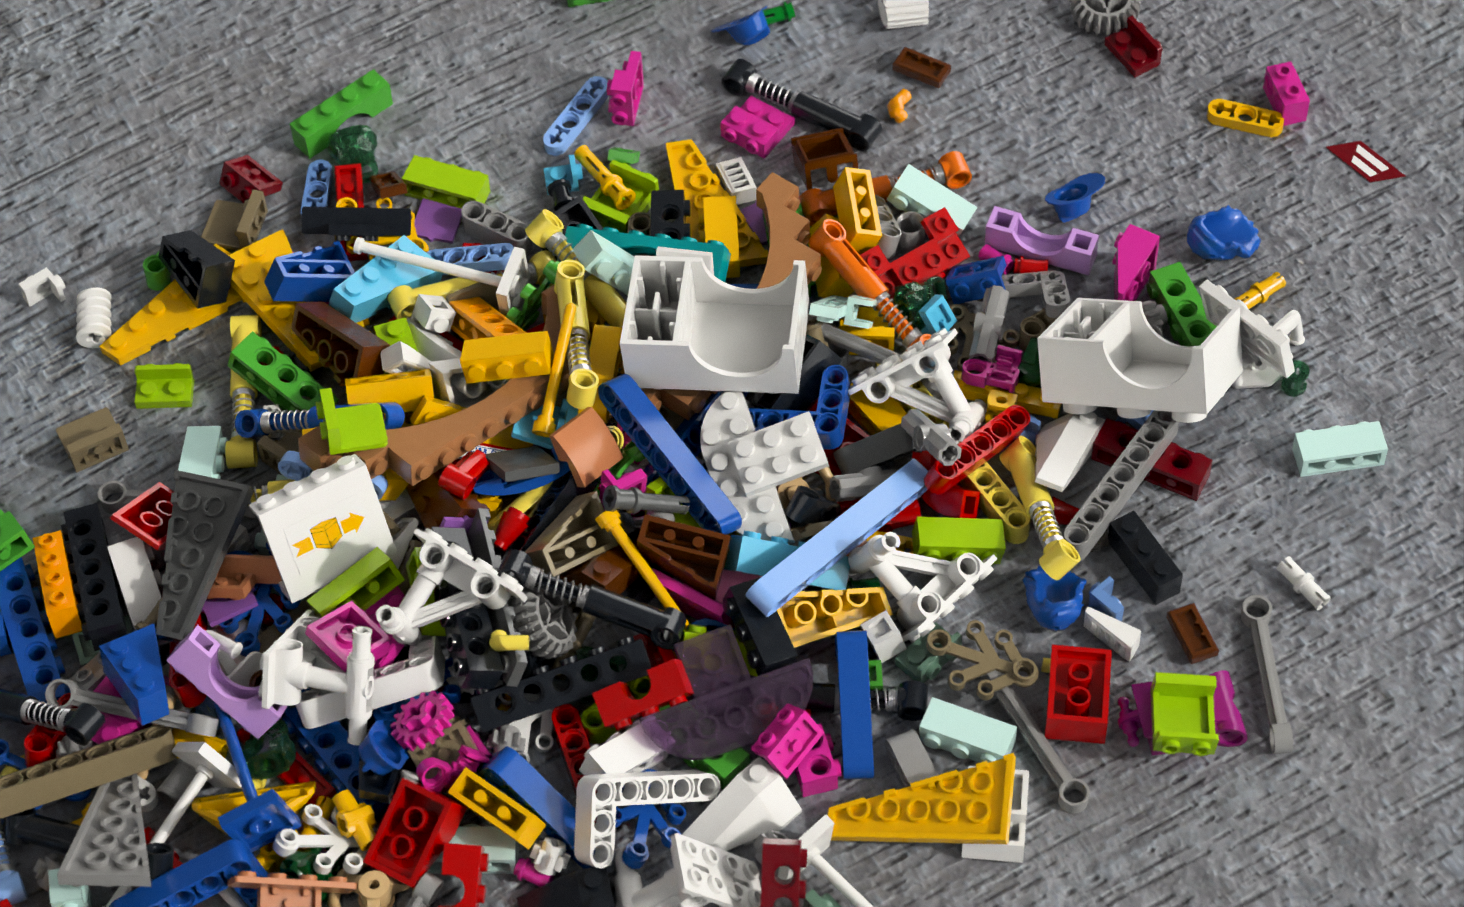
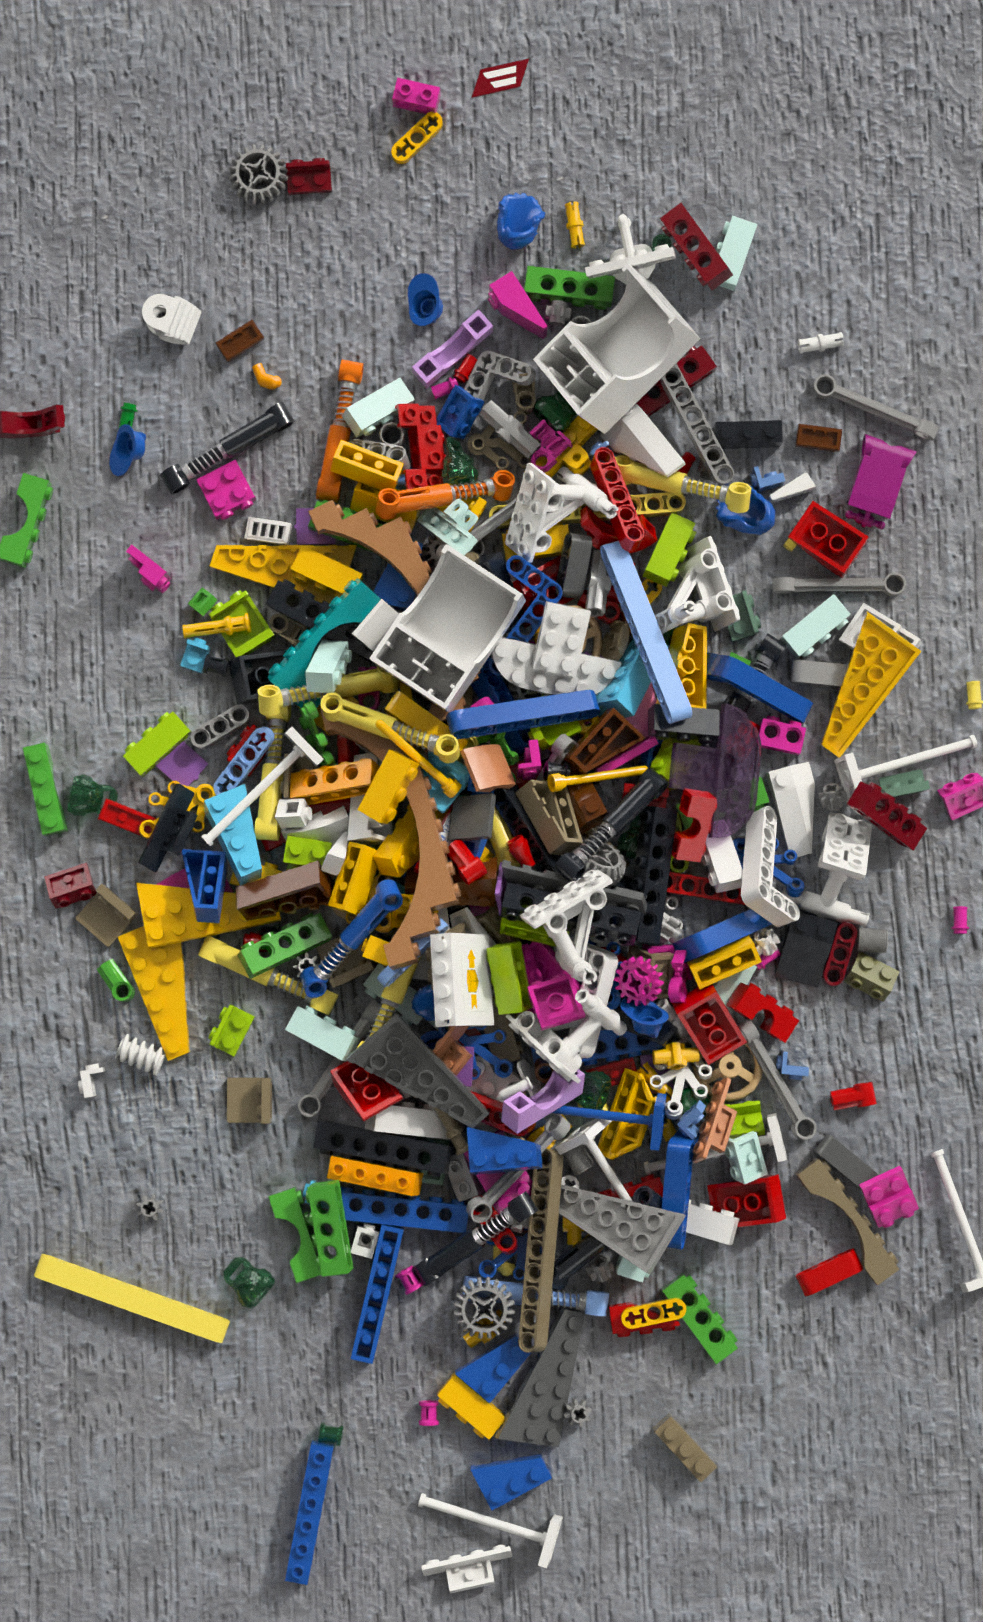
camera: 70 degrees left, 30 degrees up
(197, 267) = (148, 963): black wedge -> none
(281, 857) = (690, 1118): none -> medium blue bracket
(313, 184) = (91, 837): medium blue beam -> none
(350, 427) = (403, 925): lime bracket -> none
(388, 184) = (137, 787): reddish brown plate -> none
(502, 642) = (627, 900): light yellow arm -> none
(580, 117) = (138, 617): light blue beam -> none
(634, 500) = (557, 759): dark grey pin -> none
(787, 739) = (770, 749): dark pink bracket -> none
(811, 506) = (600, 636): black piece -> none
(822, 151) = (274, 448): reddish brown window -> none
(884, 636) = (718, 641): white brick -> none
(931, 437) = (606, 530): light grey piece -> none
(937, 315) = (483, 461): medium azure bracket -> none
(985, 661) = (777, 585): dark tan plant -> none
(1183, 713) = (893, 486): lime panel -> none
(1316, 401) = (717, 270): none -> dark red brick

